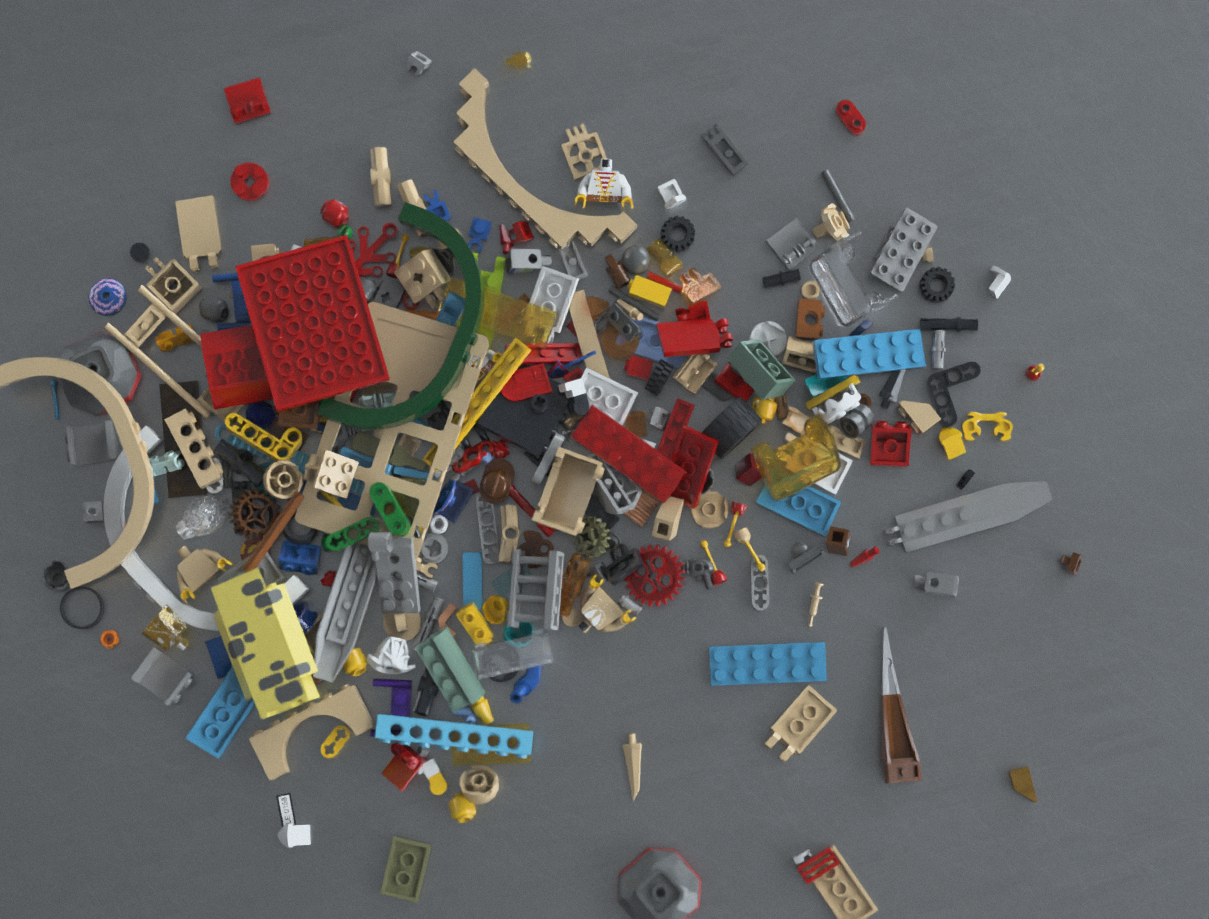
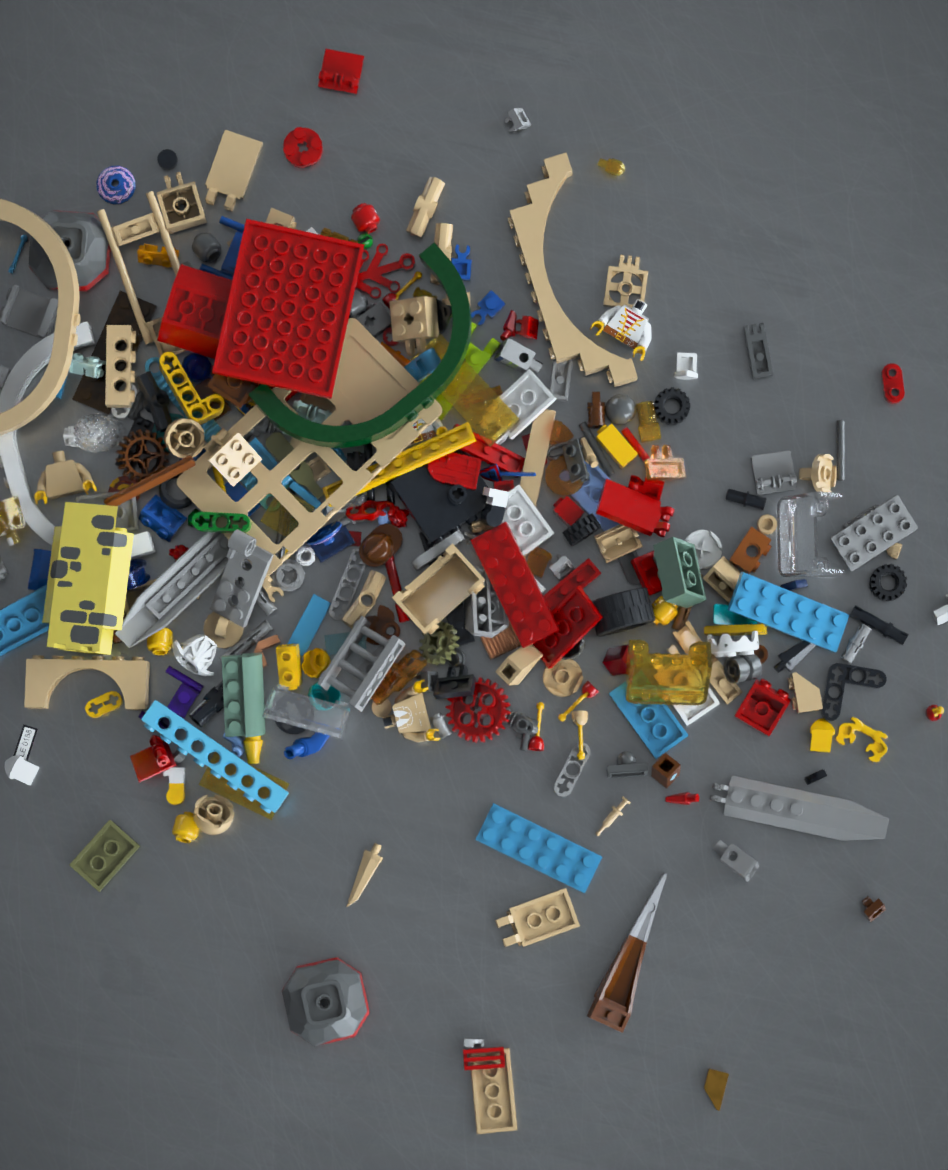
camera: 30 degrees right, 0 degrees up
(397, 516) = (269, 528): green piece -> none

